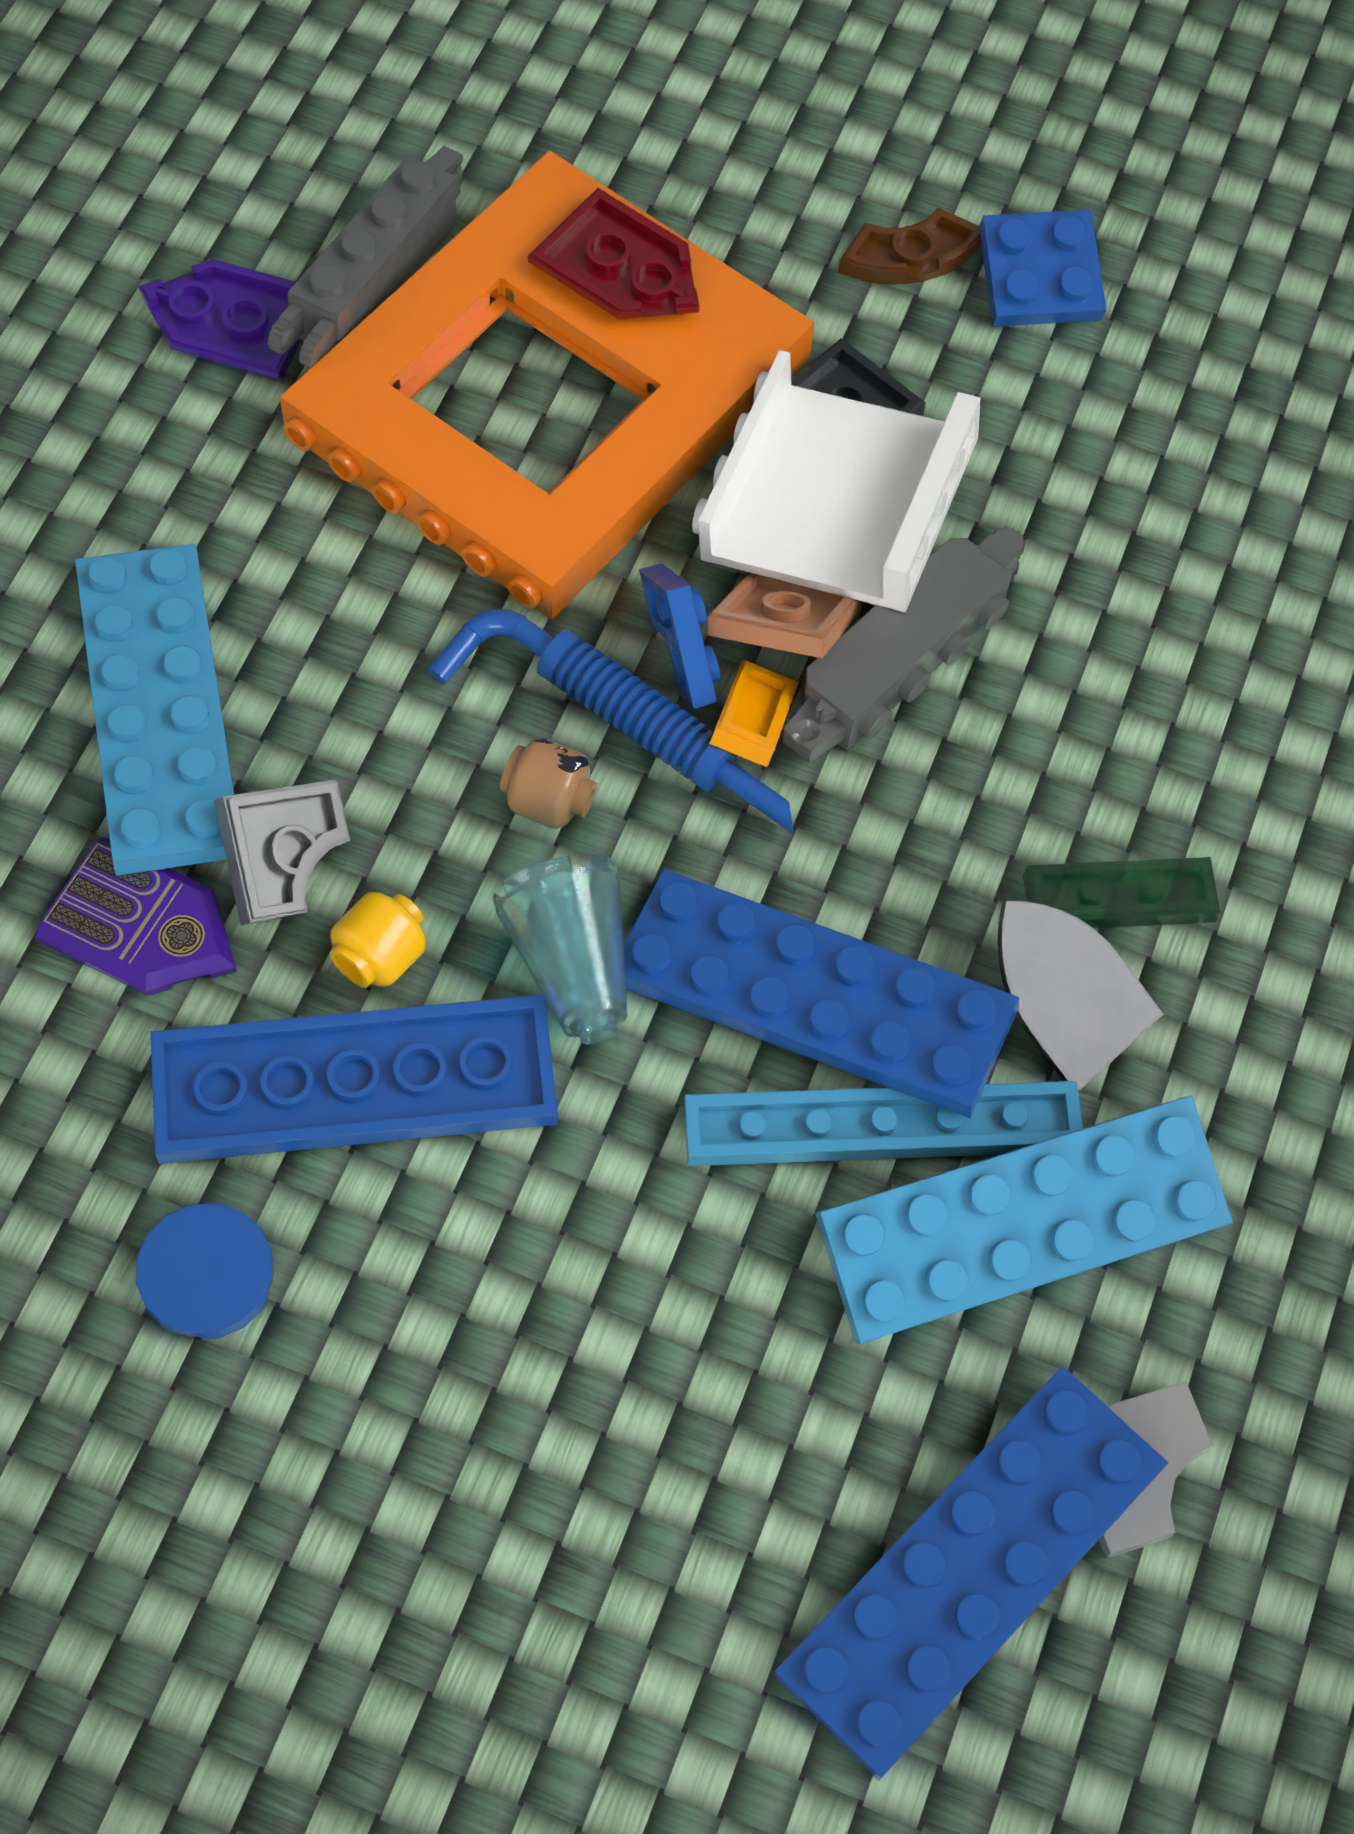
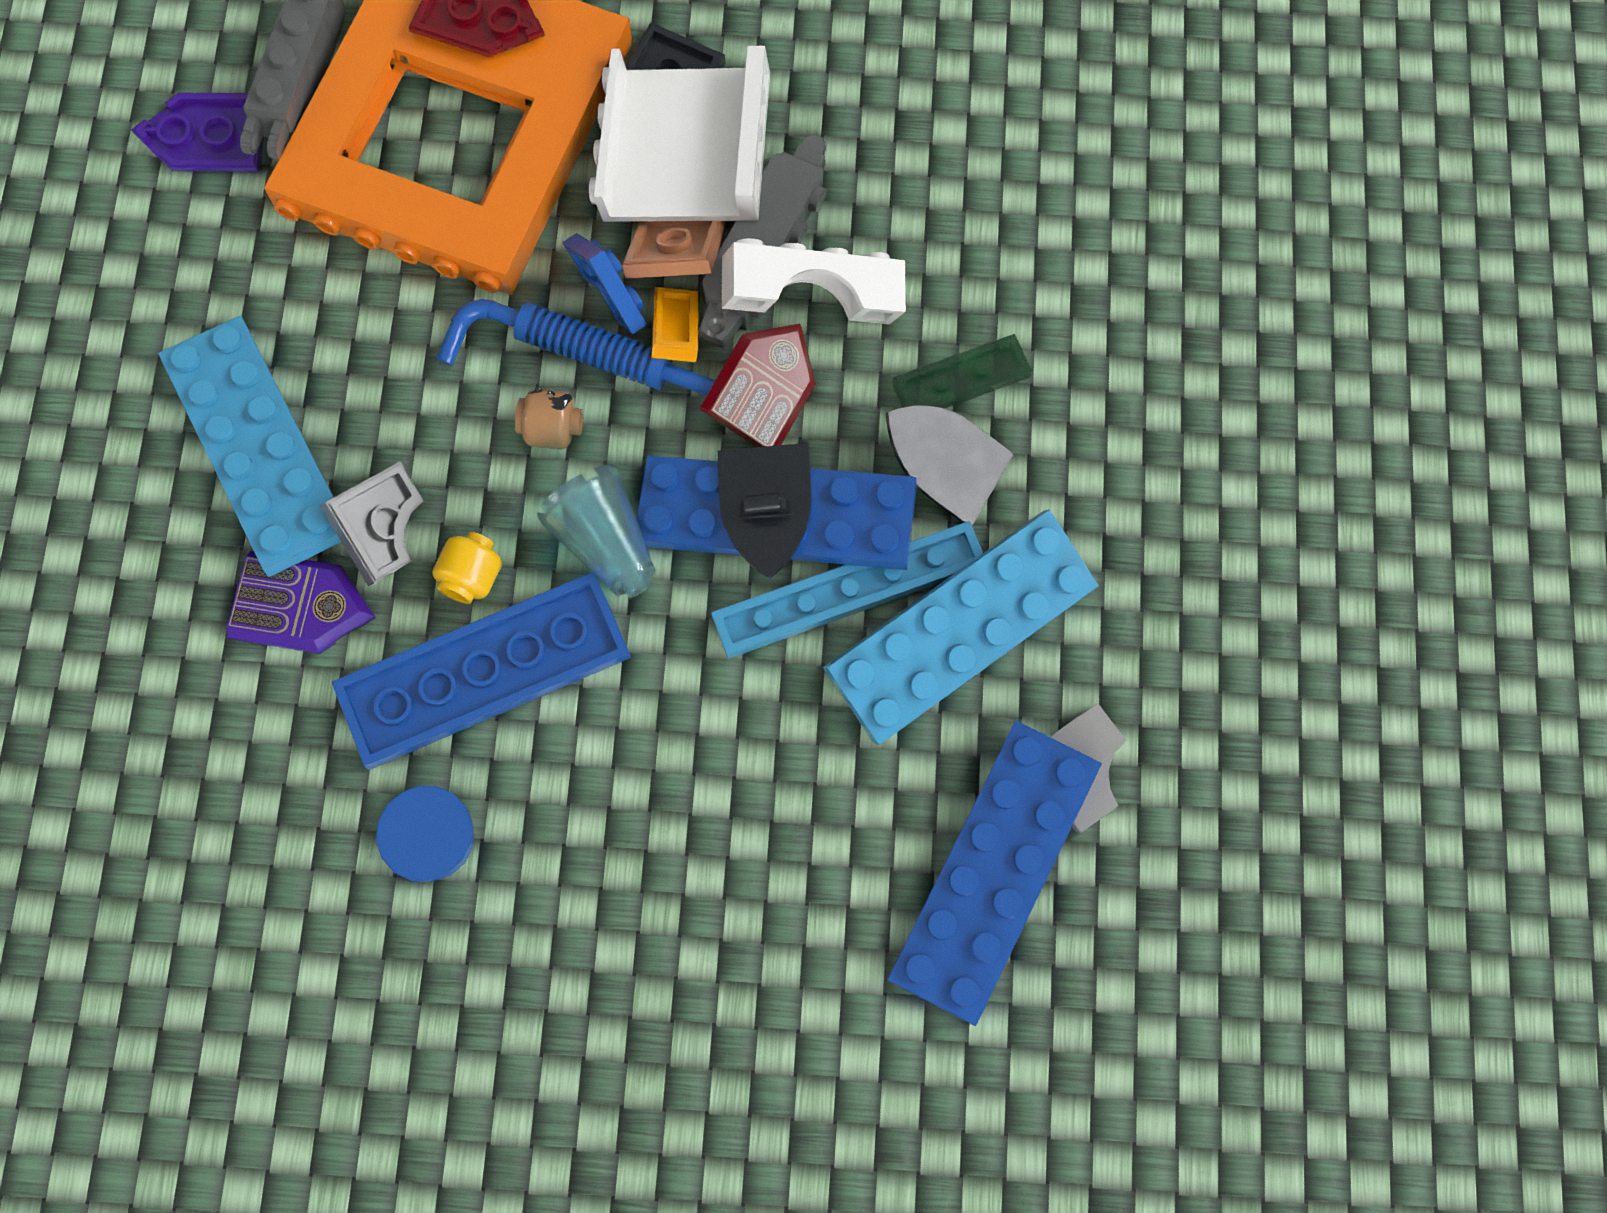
camera: 15 degrees left, 10 degrees up
(804, 971) = (765, 502): none -> black shield
(846, 826) = (762, 385): none -> tile
(1024, 735) = (866, 285): none -> white arch

